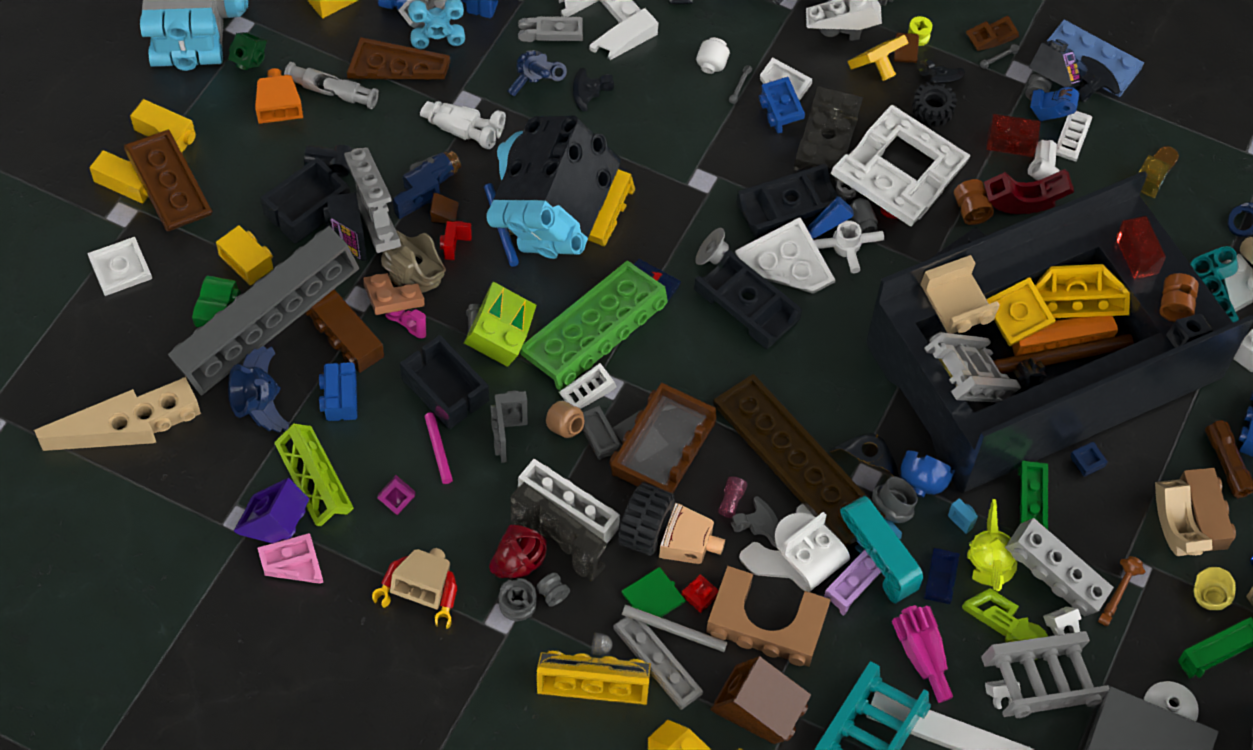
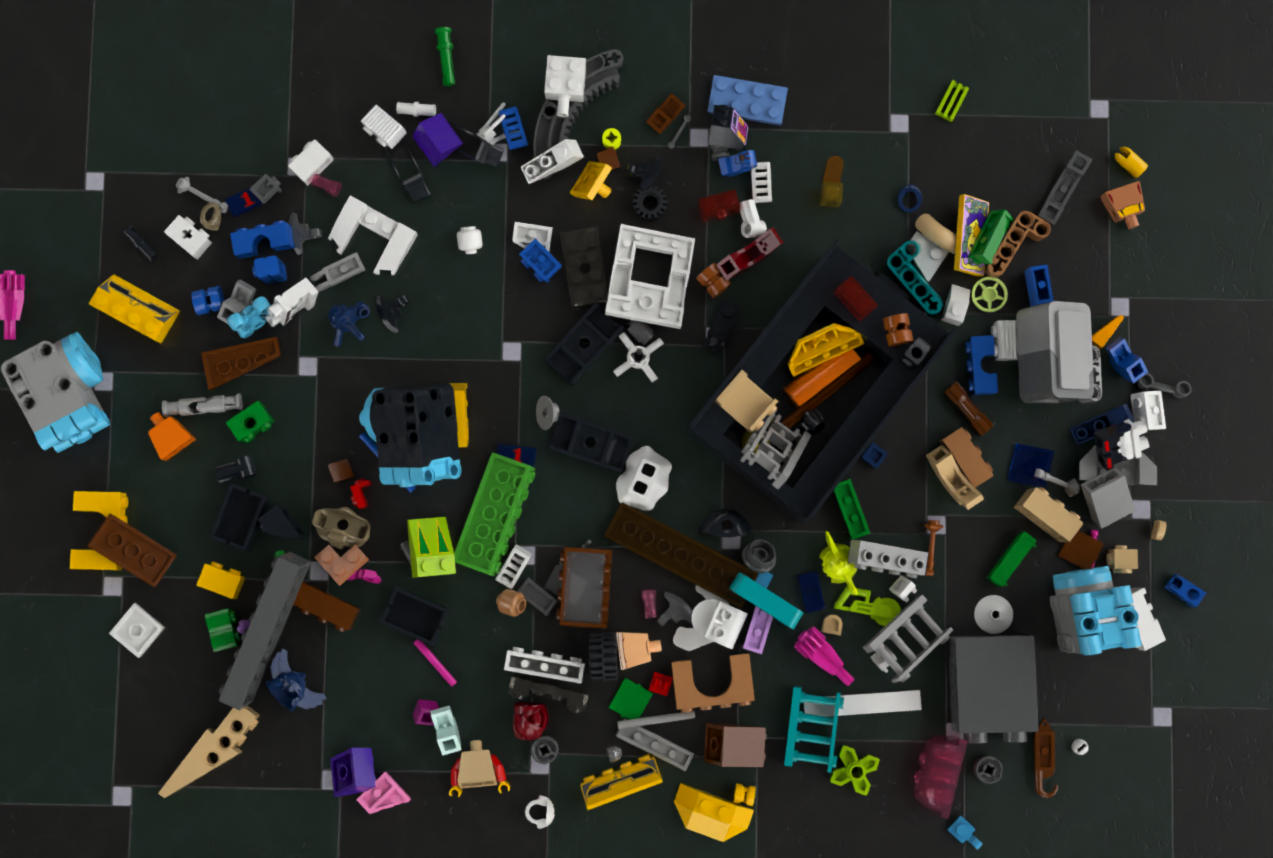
camera: 25 degrees left, 25 degrees up
(247, 50) = (124, 408): dark green brick -> none
(316, 468) = (363, 722): lime fence -> none
(339, 391) = (346, 655): blue brick -> none
(372, 200) = (290, 503): light grey fence -> none
(373, 121) = (239, 426): none -> green brick
(411, 518) = (446, 730): none -> light aqua brick
(424, 181) = (312, 454): dark blue plate -> none
(464, 122) = (314, 387): white piece -> none
(483, 672) = (543, 822): none -> white piece
(487, 25) = (292, 300): none -> white hips
(508, 411) = (465, 627): dark grey bracket -> none
(552, 589) = (564, 731): dark grey wheel -> none
(747, 70) = (499, 237): dark grey hinge -> none
(788, 258) = (603, 394): white plate -> none
(805, 373) = (656, 484): none -> white piece
(830, 217) = (619, 349): blue slope -> none
(925, 474) = (770, 525): blue cylinder -> none
(951, 624) = (832, 624): none -> tan tile
(963, 515) = (809, 542): dark azure plate -> none
(1021, 311) = (789, 383): yellow tile -> none
(1097, 77) = (759, 121): black piece -> none
(1214, 588) = (993, 518): light yellow hair -> none

